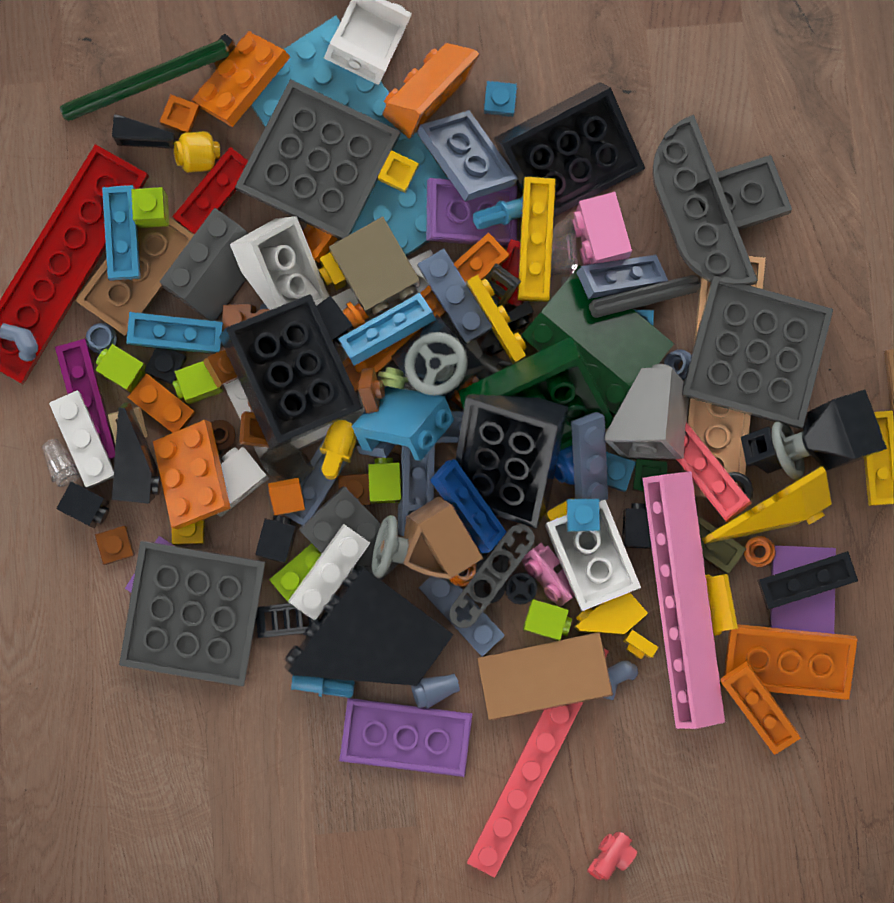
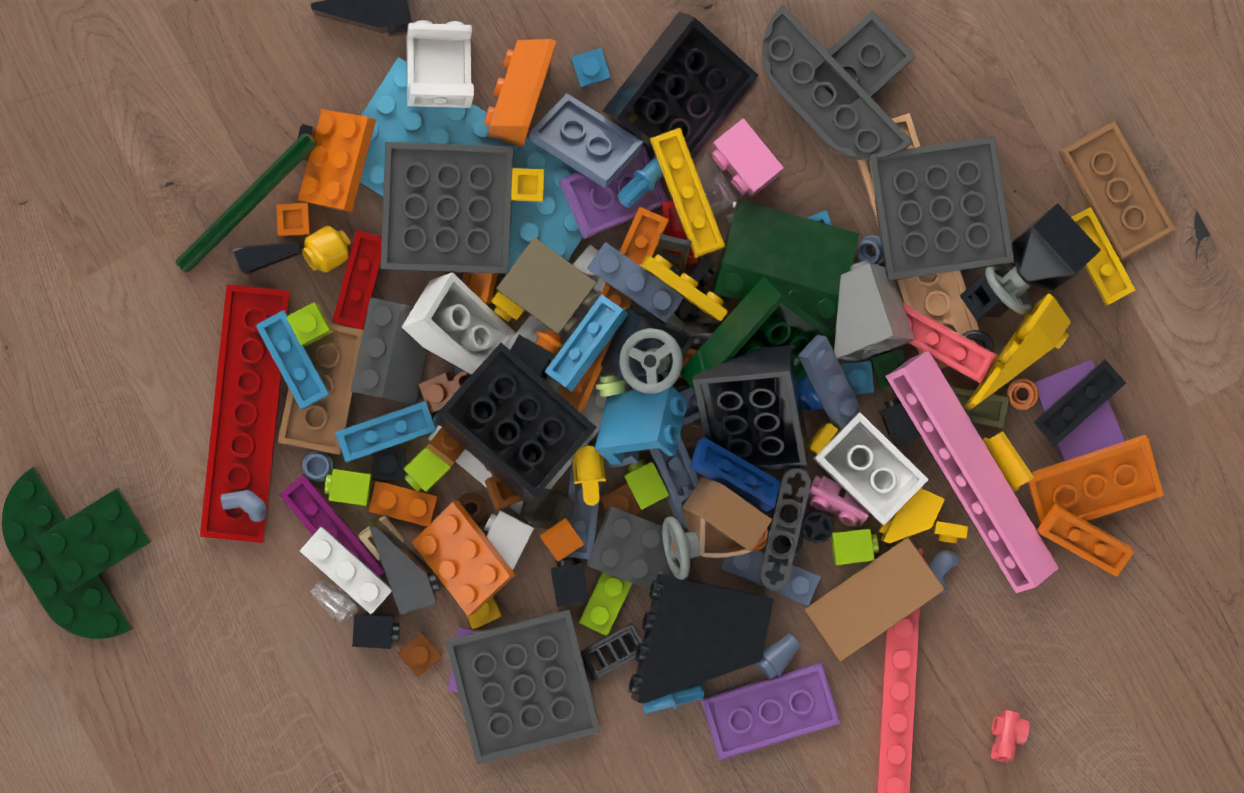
camera: 25 degrees left, 5 degrees up
(329, 572) = (633, 592): white plate -> none
(370, 390) = (597, 407): dark orange plate -> none
(583, 515) = (846, 436): dark azure plate -> none
(620, 276) = (783, 192): sand blue plate -> none
(644, 296) = (812, 201): dark grey axle -> none

